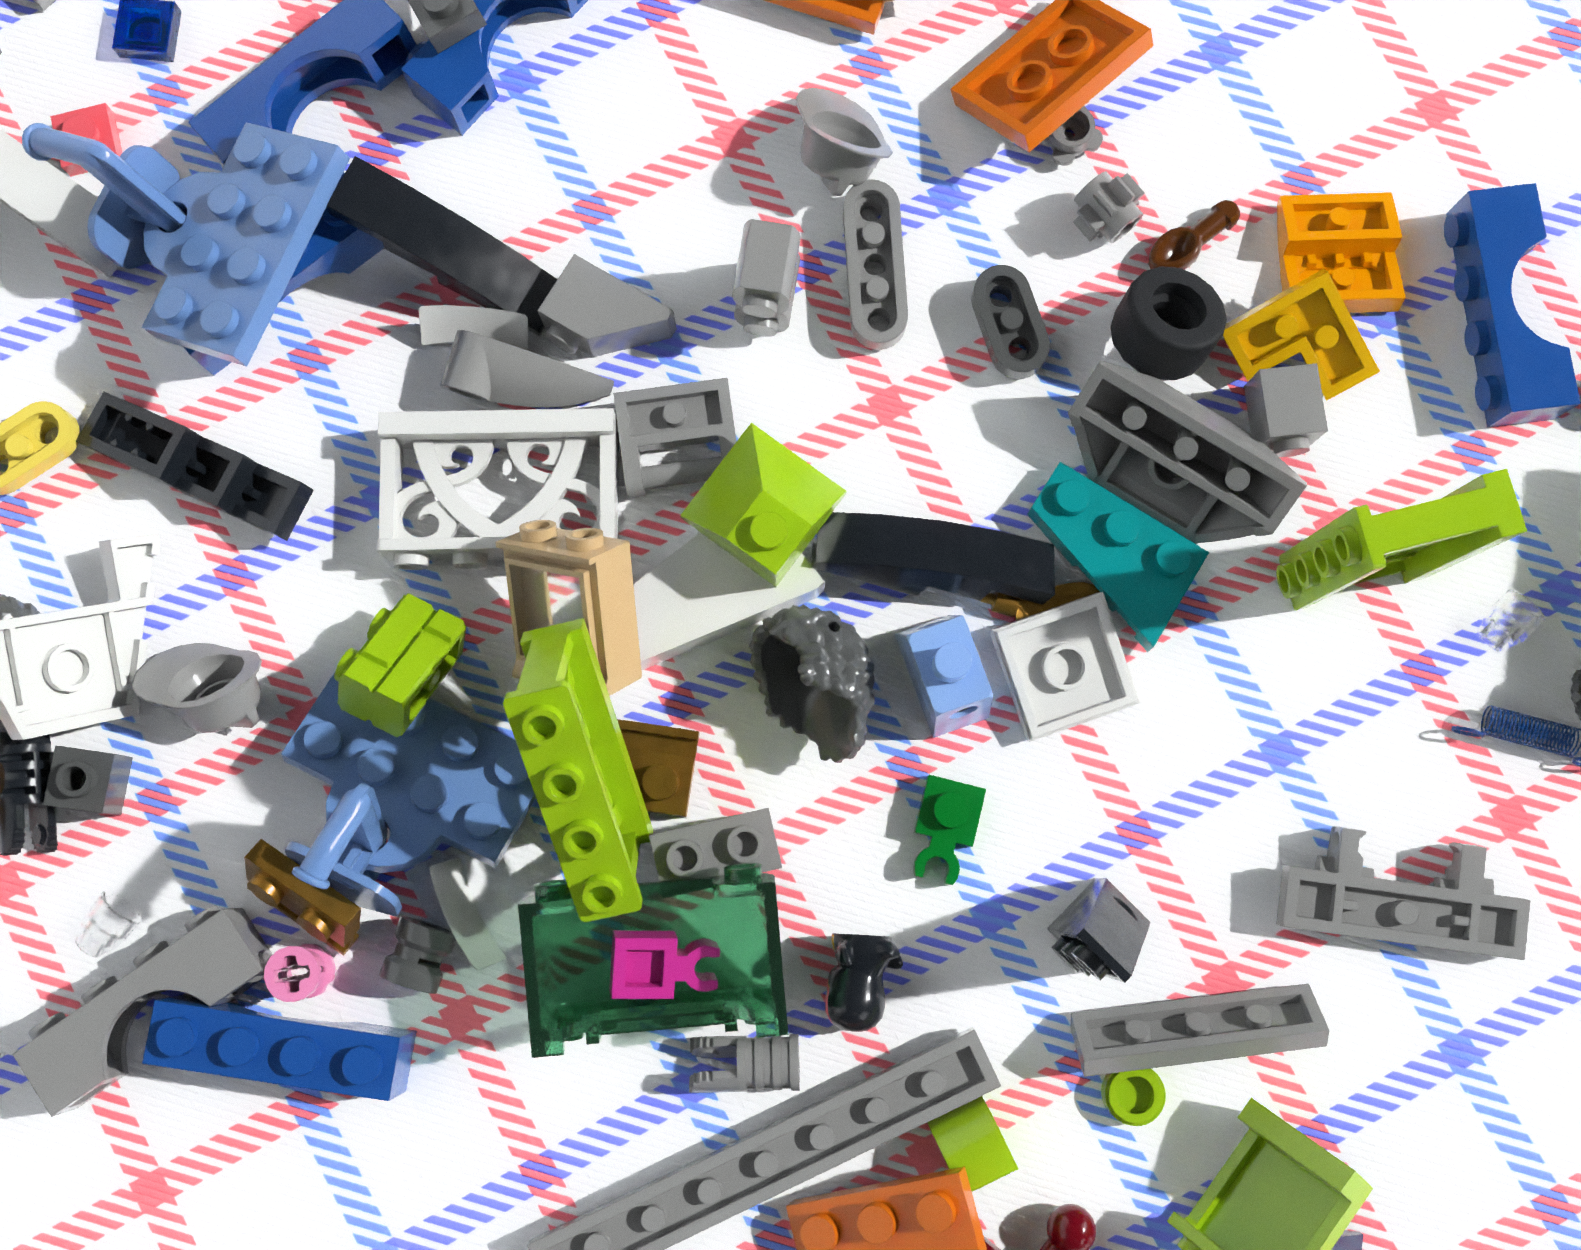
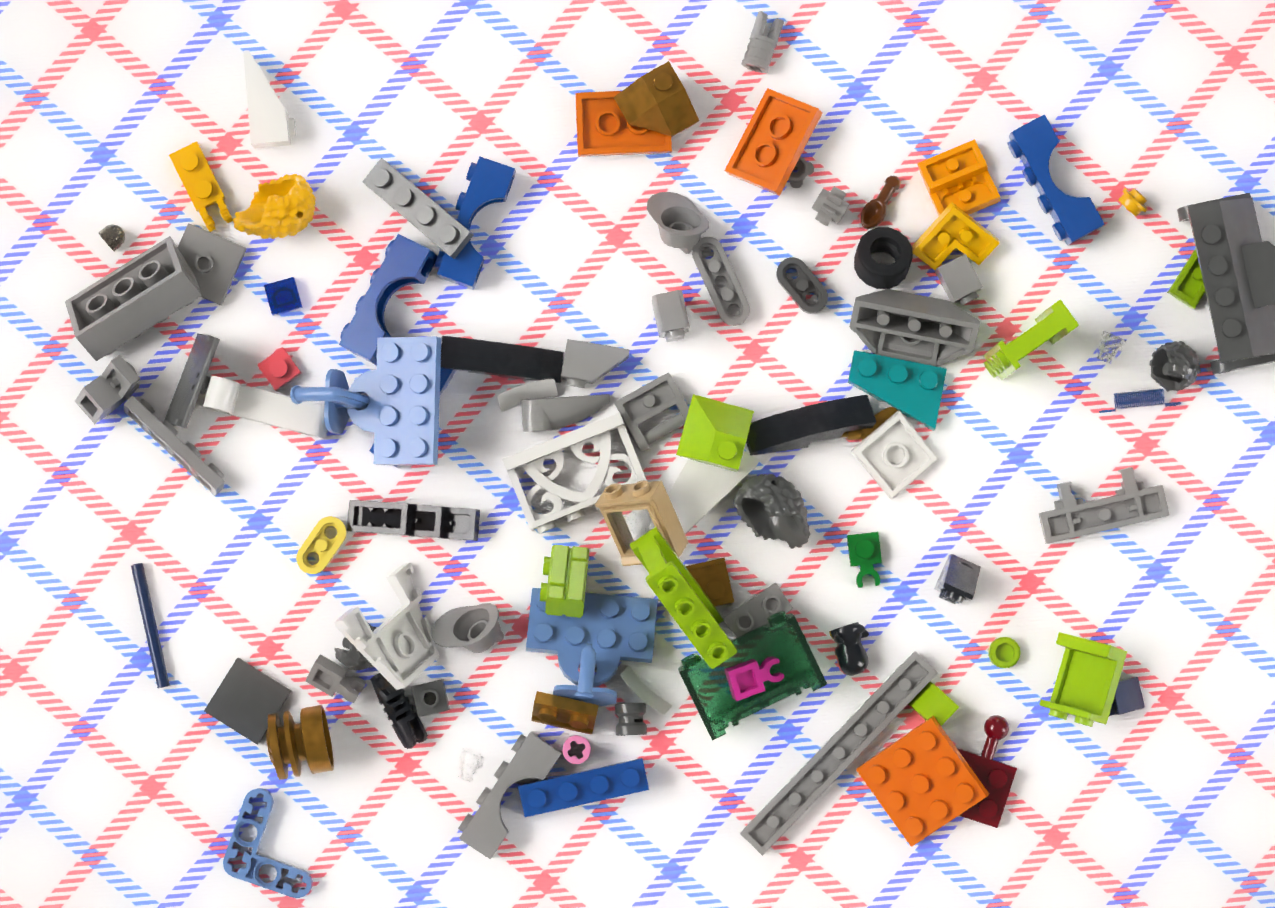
camera: 25 degrees left, 5 degrees up
(760, 1063) = (817, 706): light grey hinge -> none
(946, 673) = (836, 481): light blue torso -> none
(1198, 1029) = (1023, 609): light grey plate -> none

